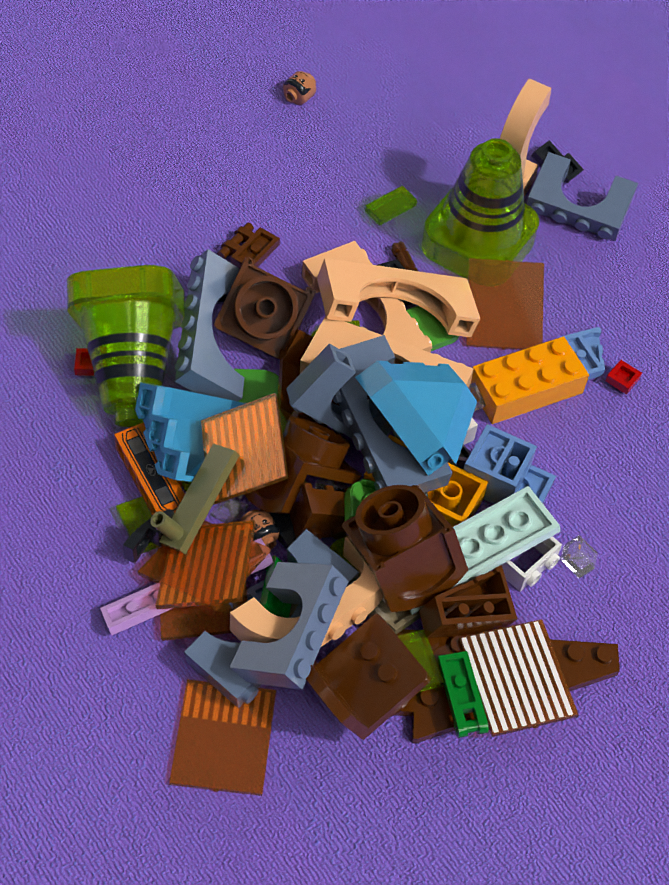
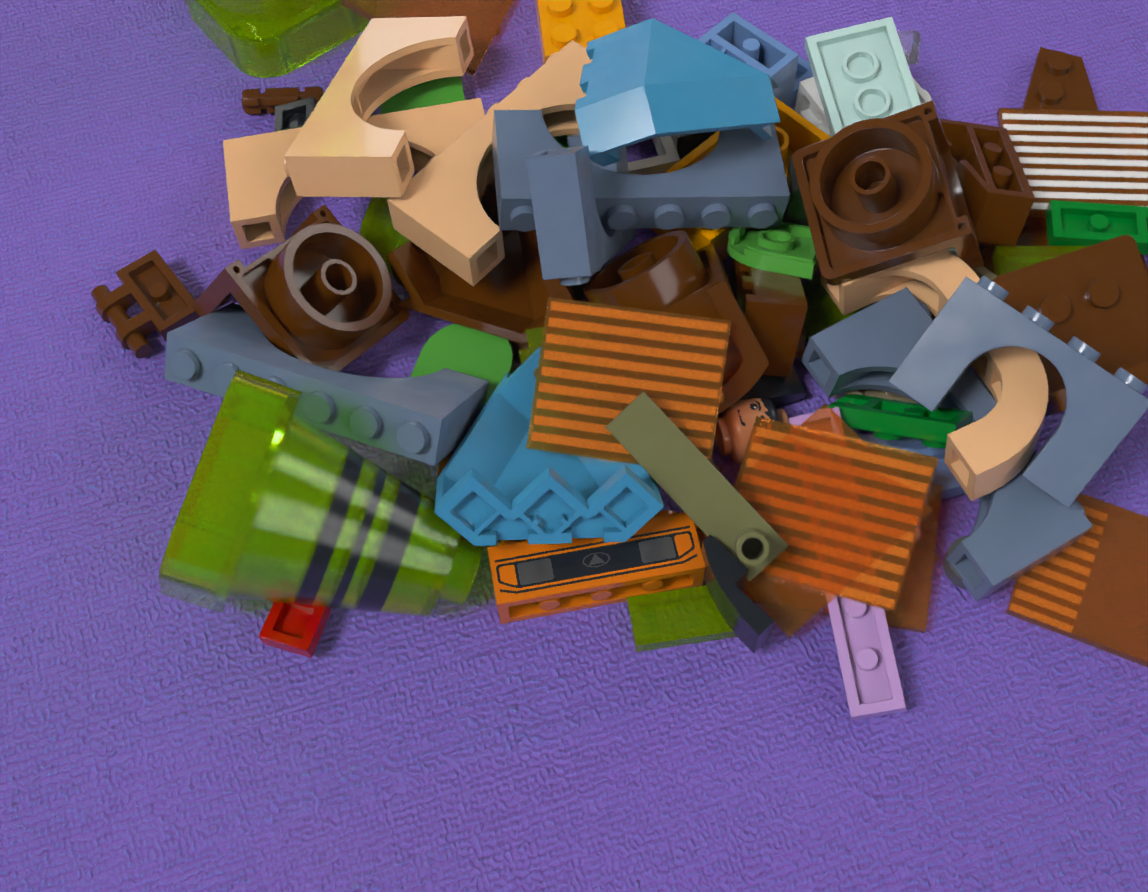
camera: 65 degrees left, 5 degrees up
(391, 205) = (156, 88): clear neon green tile -> none

